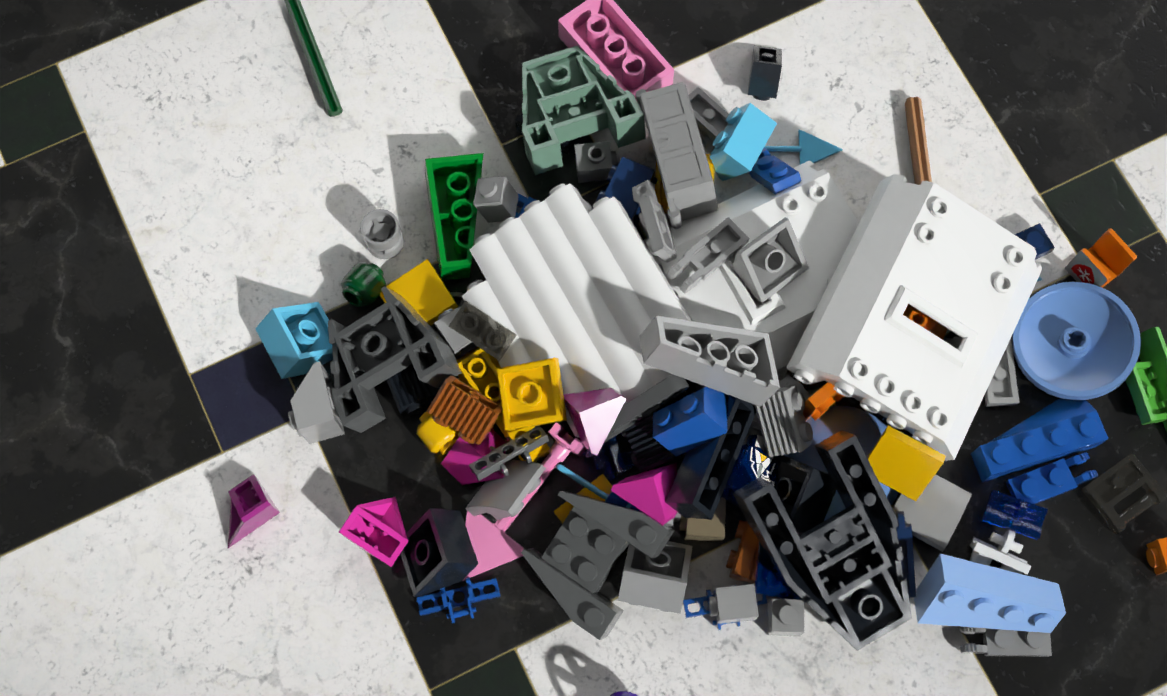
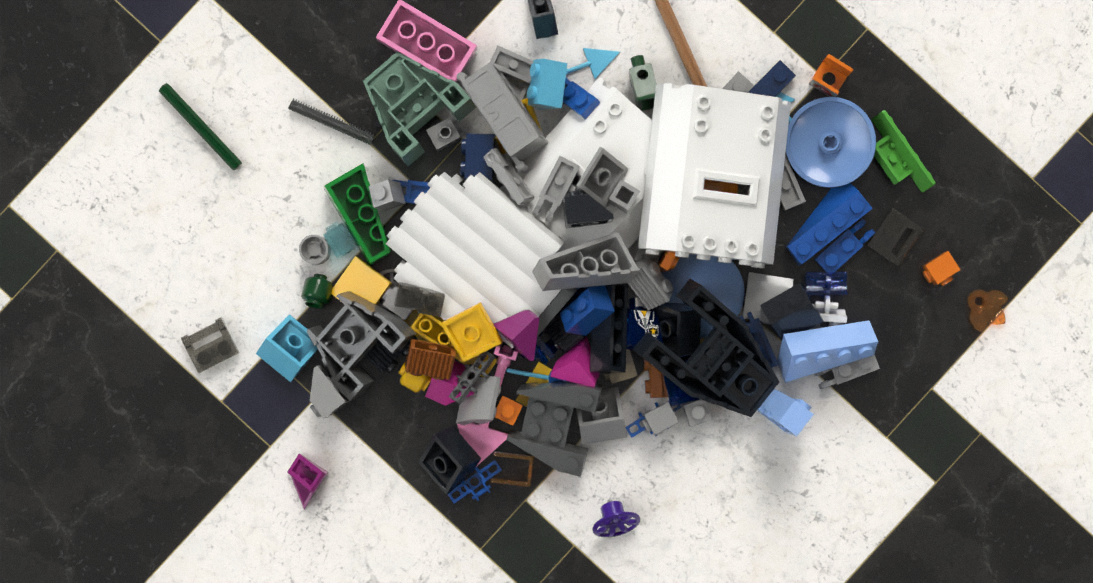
camera: 25 degrees left, 15 degrees up
(206, 309) = (213, 352): none -> clear smoke plate
(377, 529) = (403, 459): dark pink slope -> none
(417, 236) = (339, 239): none -> clear light blue brick
(467, 103) = (331, 122): none -> dark grey axle
(526, 582) = (510, 481): none -> clear orange piece
(538, 519) = (508, 410): none -> orange brick
(737, 291) = (584, 211): none -> black slope
(792, 292) = (623, 196): none -> light grey brick
(860, 183) = (642, 89): none -> torso
(904, 463) = (738, 282): yellow tile -> none
(911, 658) = (786, 412): none -> light blue wedge
(961, 527) = (792, 311): none -> black slope

